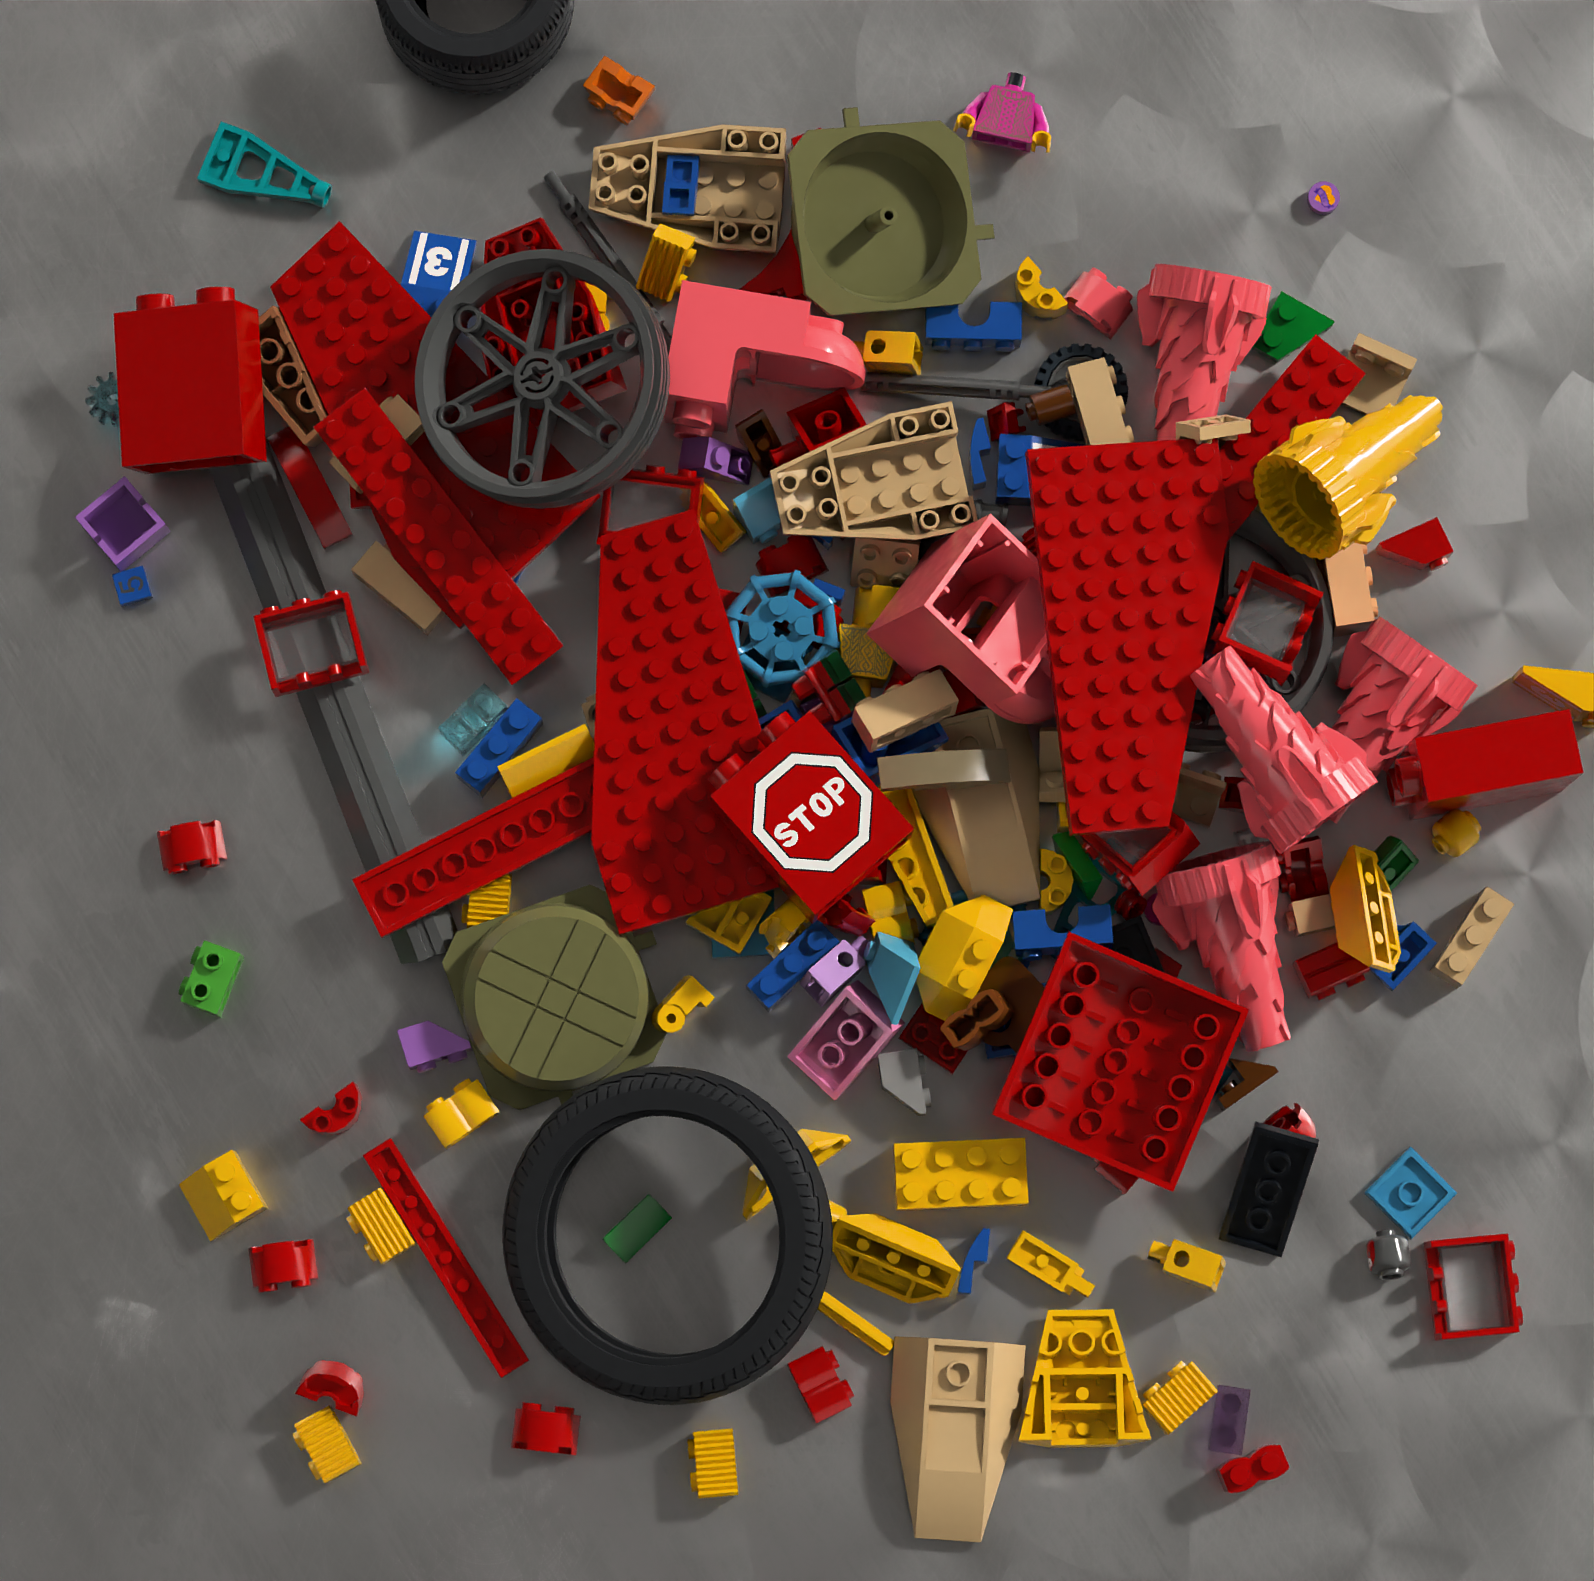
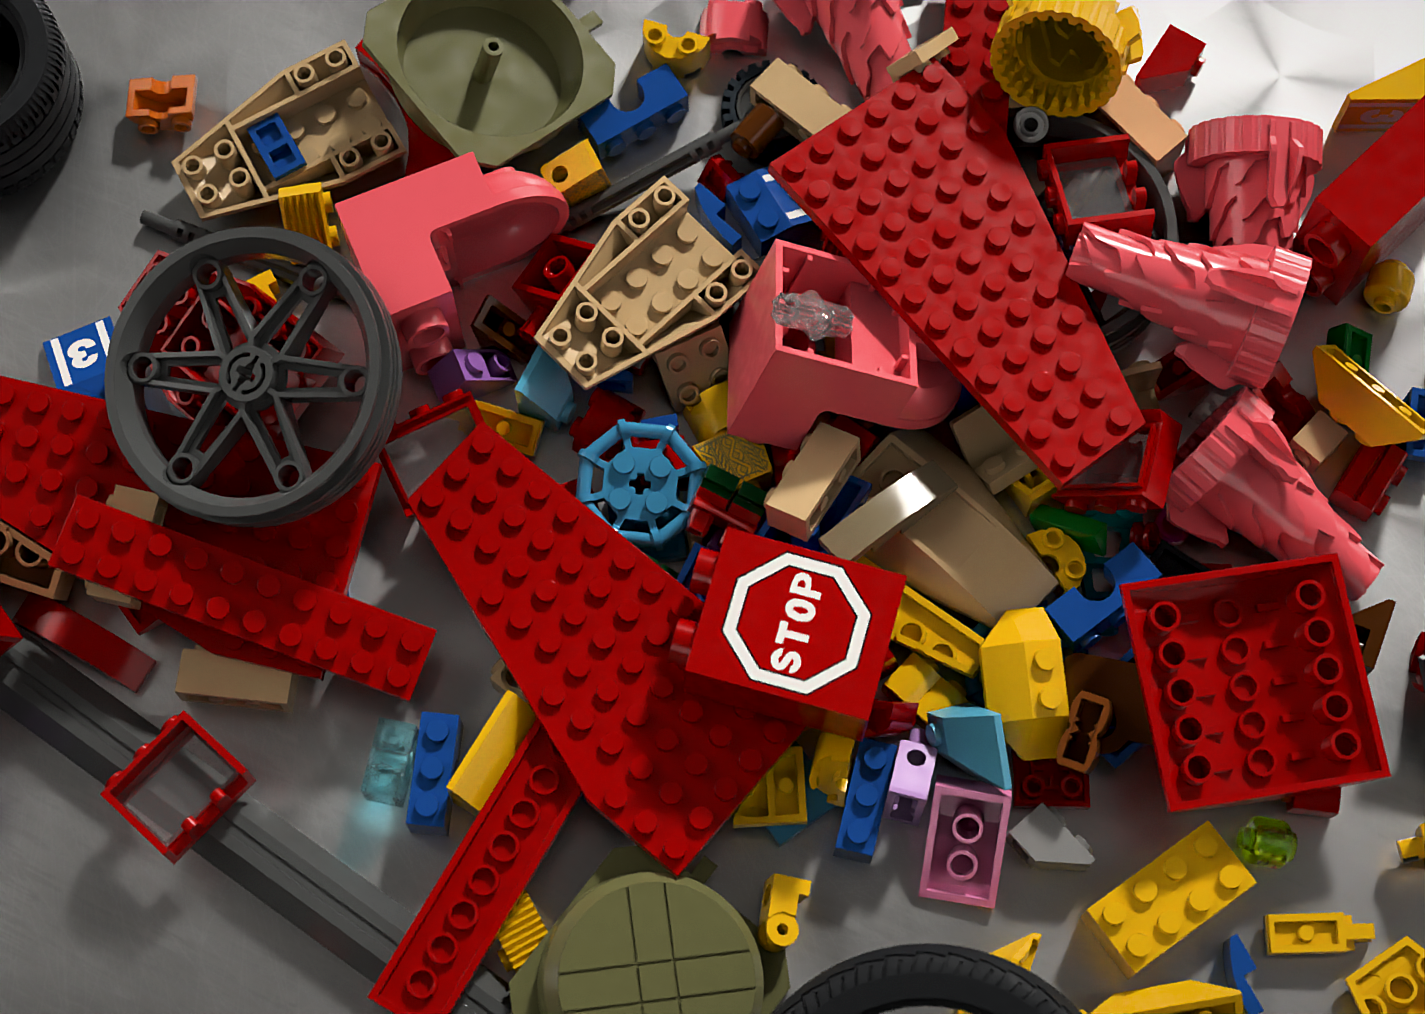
camera: 30 degrees left, 10 degrees down
(972, 594) = (812, 315): none -> clear piece
(1060, 1181) = (1267, 842): none -> clear neon green head
(1254, 539) = (1023, 132): none -> light grey plate

